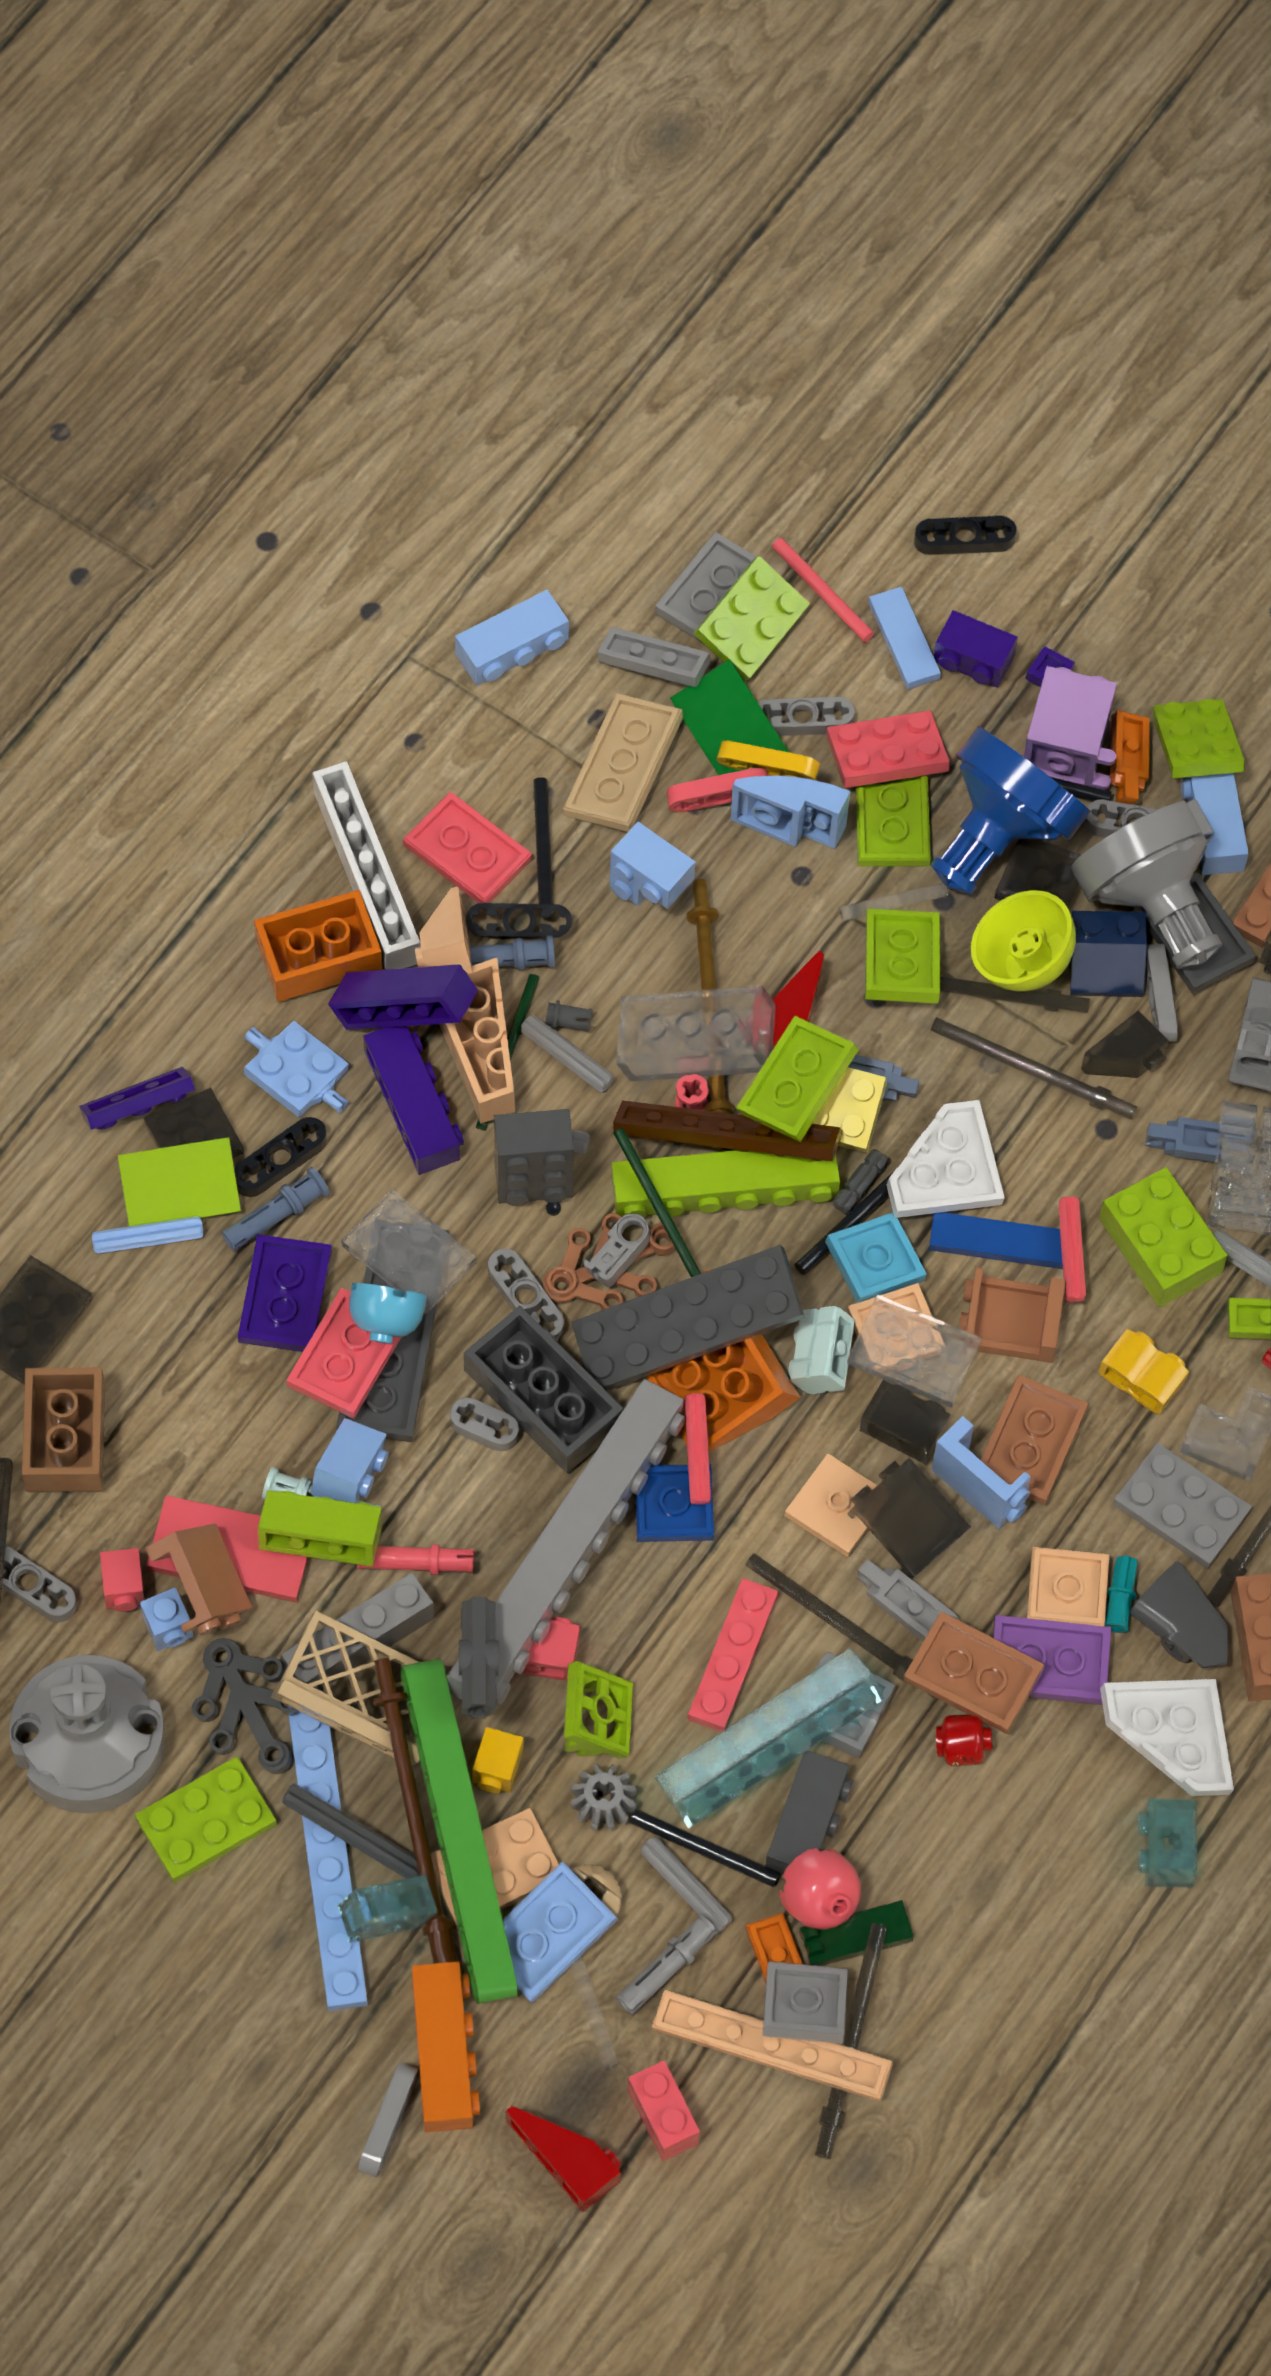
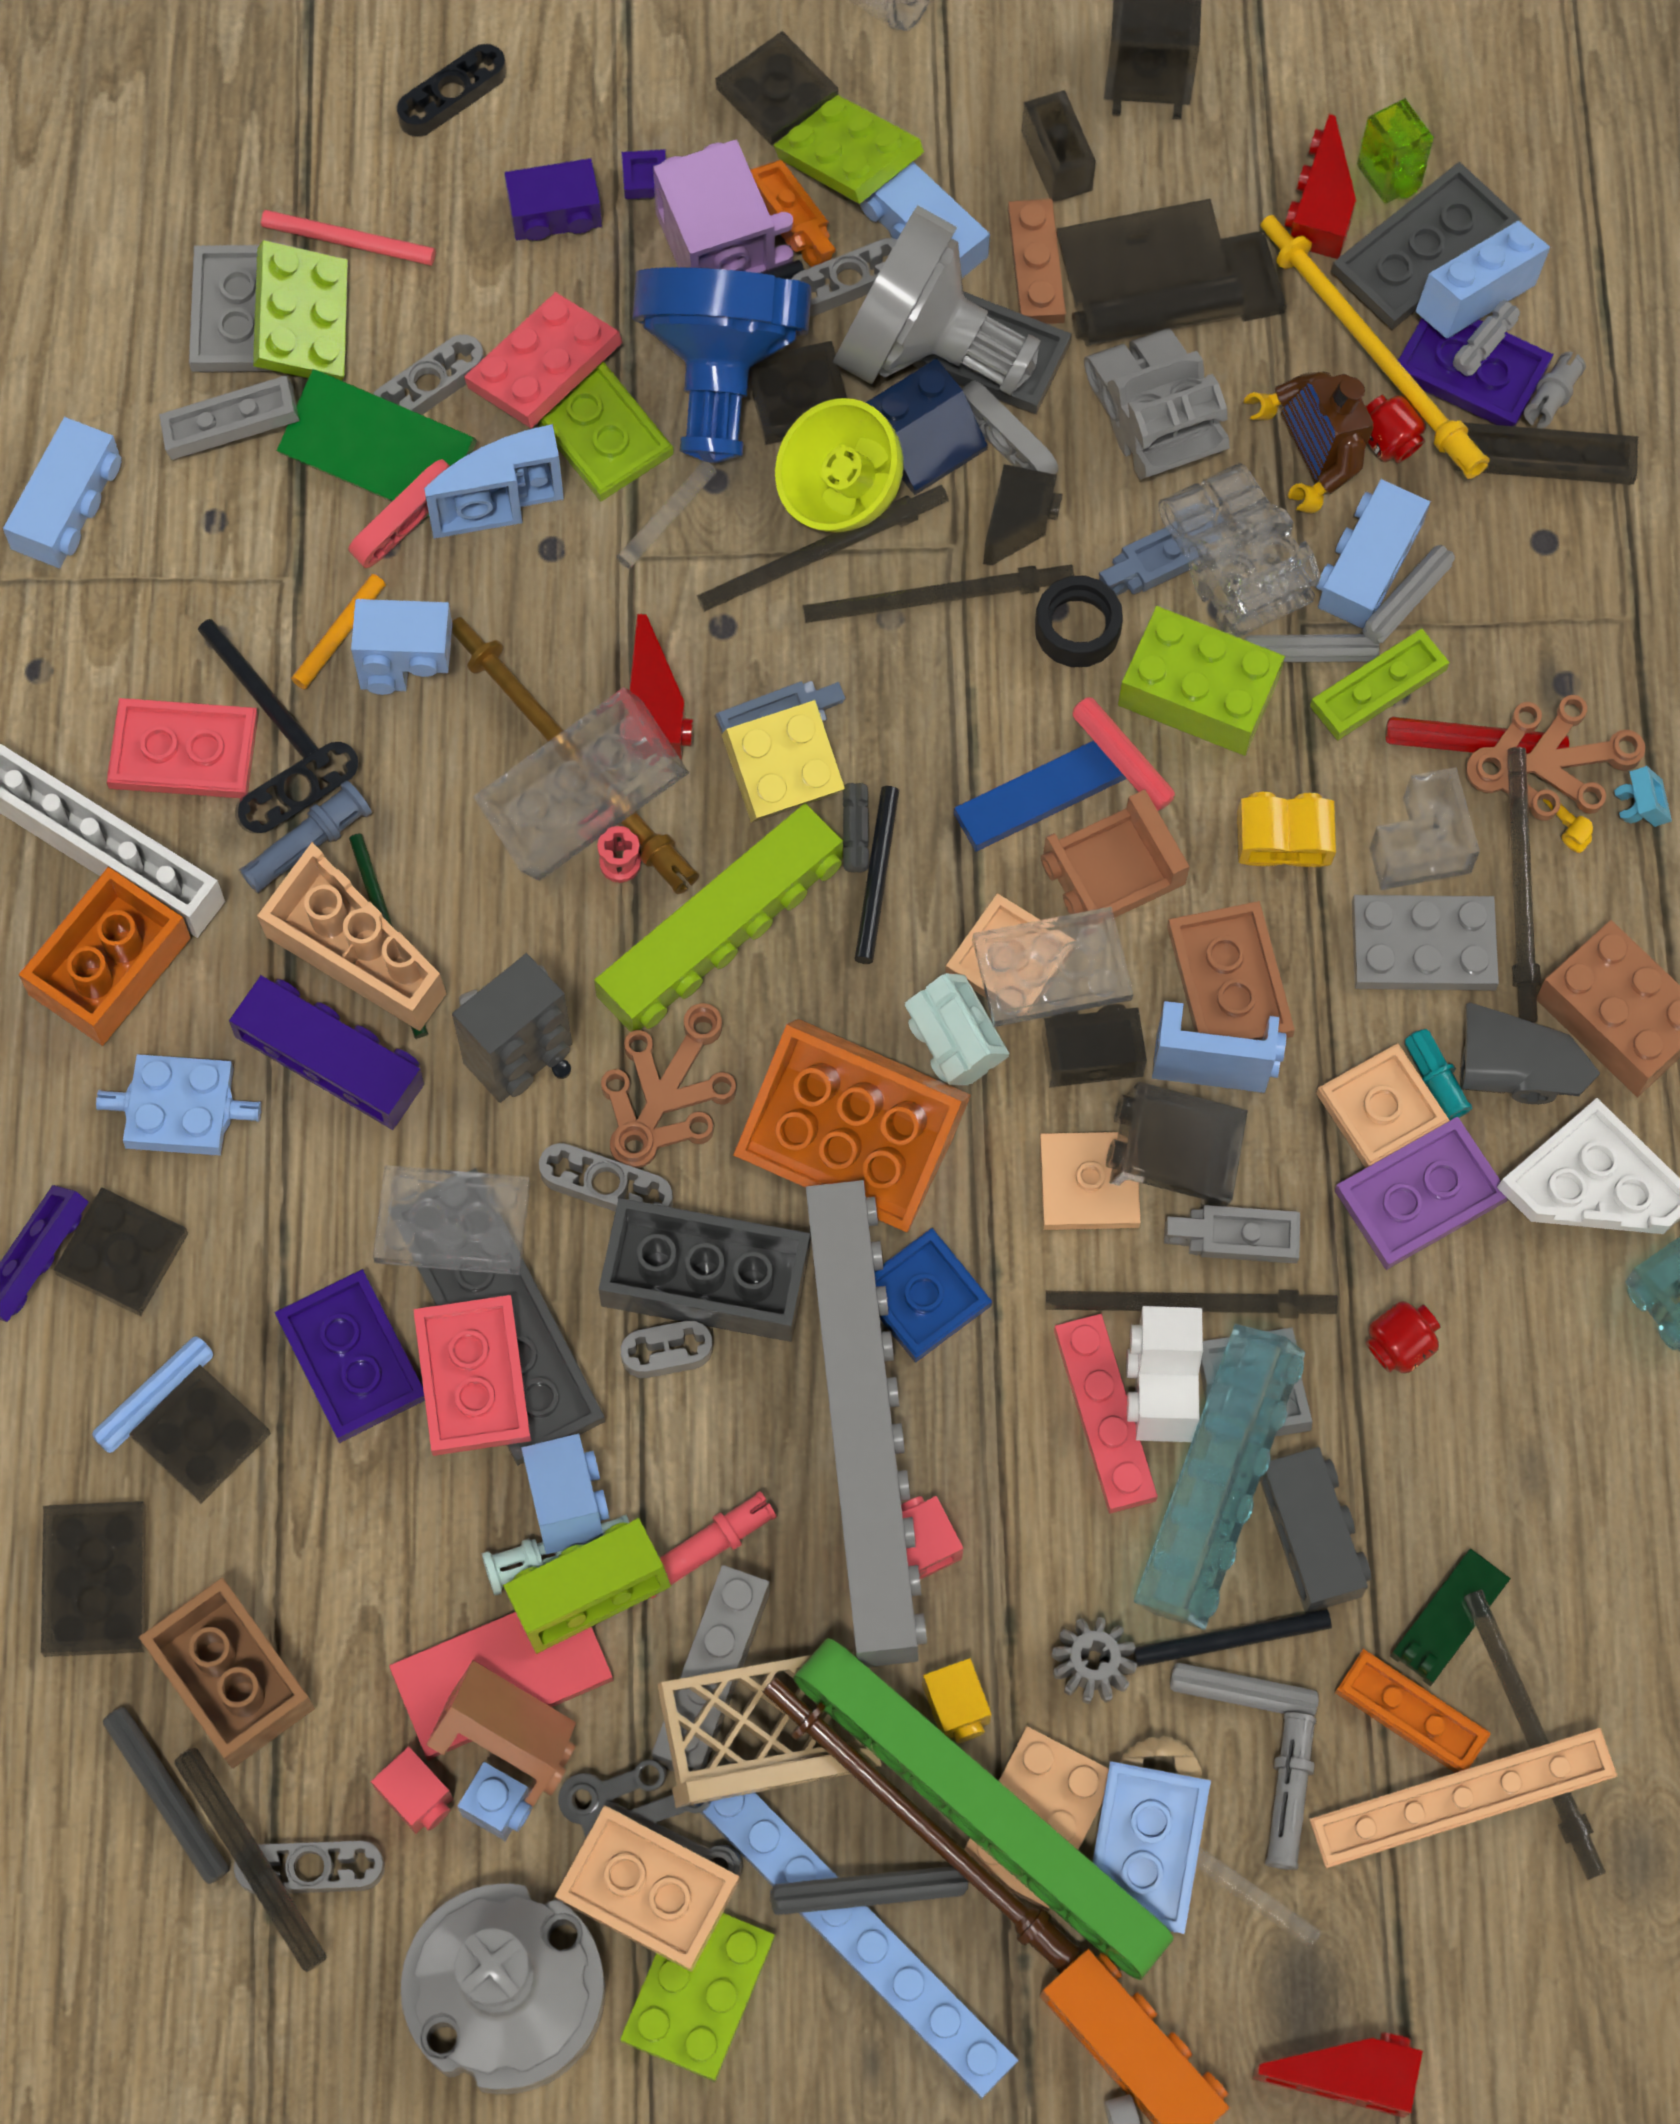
camera: 35 degrees left, 5 degrees up
(157, 1277) = (200, 1434): none -> clear smoke plate
(179, 1182) = (147, 1314): lime tile -> none
(217, 1733) = (647, 1888): none -> light nougat plate
(289, 1201) = (280, 1252): sand blue pin -> none
(307, 1149) = (208, 1240): black beam -> none
(385, 1311) = (487, 1303): medium azure cylinder -> none
(387, 1908) = (971, 1947): clear light blue brick -> none
(403, 997) = (246, 950): dark purple brick -> none
(445, 935) = (243, 860): light nougat slope -> none
(478, 1658) = (879, 1611): dark grey piece -> none
(565, 1016) = (423, 856): dark grey pin -> none
(567, 1053) = (453, 895): light grey axle -> none
(608, 843) = (335, 634): none -> light orange bar
(617, 1252) = (670, 1070): light grey piece -> none
(619, 1706) = (1022, 1541): lime piece -> none
(623, 762) = (279, 549): tan tile -> none
(656, 1202) = (679, 993): dark green axle -> none
(663, 2110) = (1410, 1950): coral brick -> none
(689, 1318) = (804, 1091): dark grey plate -> none
(697, 1449) = (911, 1222): coral axle -> none
(722, 1131) = (689, 865): reddish brown plate -> none
(776, 762) = (447, 444): yellow beam -> none
(789, 1649) = (1166, 1368): none -> white brick
(797, 1078) = (729, 761): lime plate -> none
(805, 2002) = (1468, 1730): light grey plate -> none
(821, 1889) = (1393, 1598): coral cylinder -> none
(875, 1257) = (934, 896): medium azure plate -> none
(902, 956) = (724, 564): lime plate -> none
(904, 638) = (470, 234): light blue tile -> none
(948, 1166) = (934, 751): white plate -> none
(974, 1672) = (1367, 1260): nougat plate -> none
(1119, 1121) = (1089, 591): none -> black tyre
(1184, 668) = (776, 87): none -> clear smoke plate

